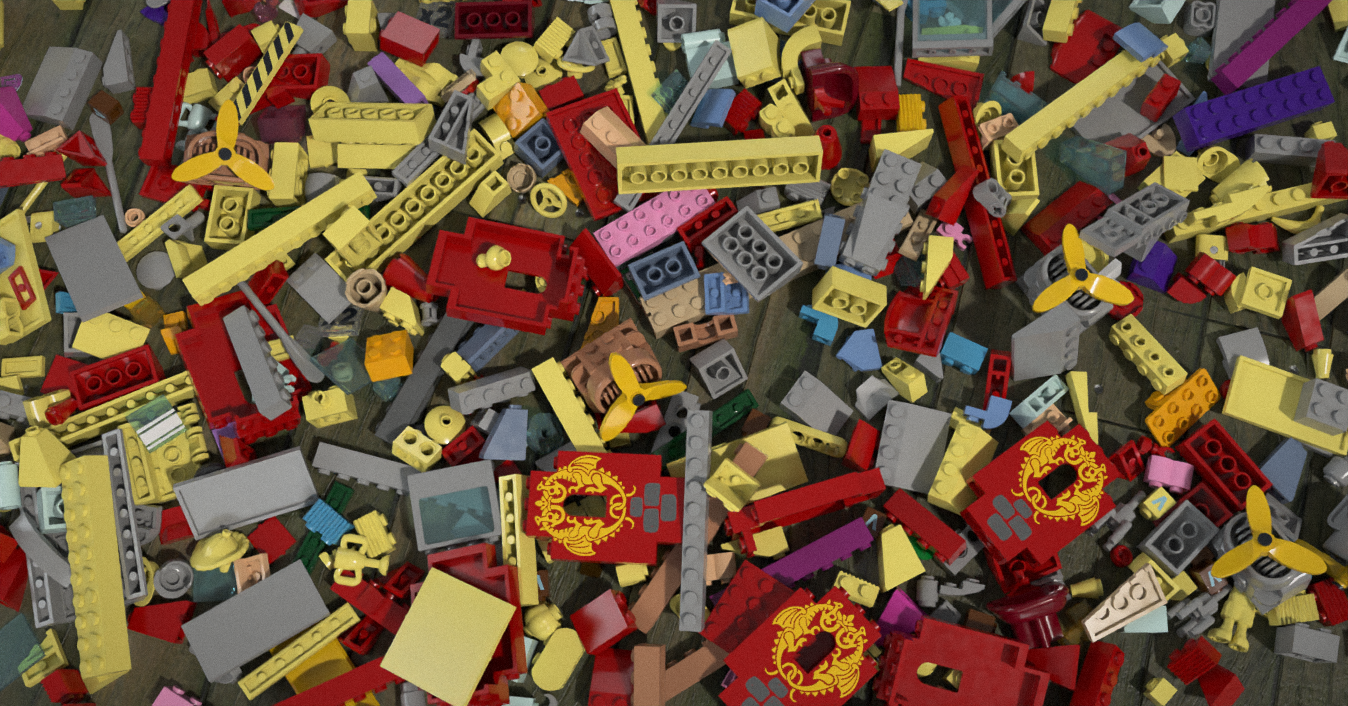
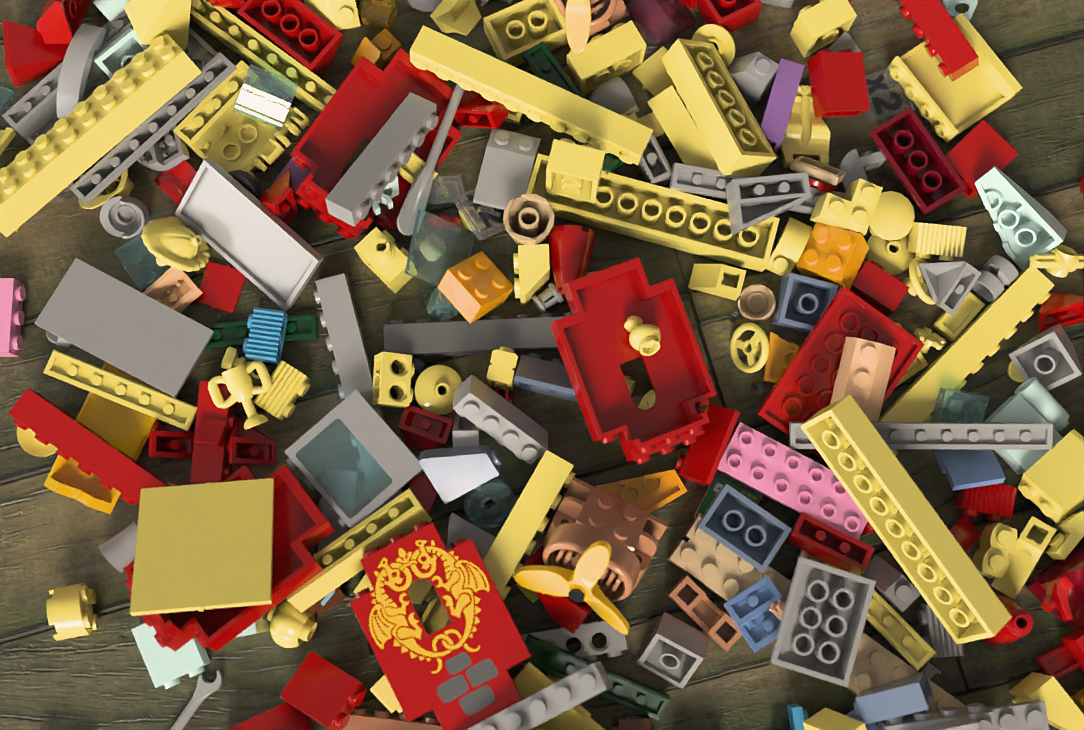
camera: 55 degrees right, 5 degrees up
(162, 620) = (78, 233): red slope -> none
(557, 659) = (259, 664): light yellow brick -> none
(700, 254) = (788, 554): red tile -> none
(848, 186) = (975, 677): light yellow dish -> none

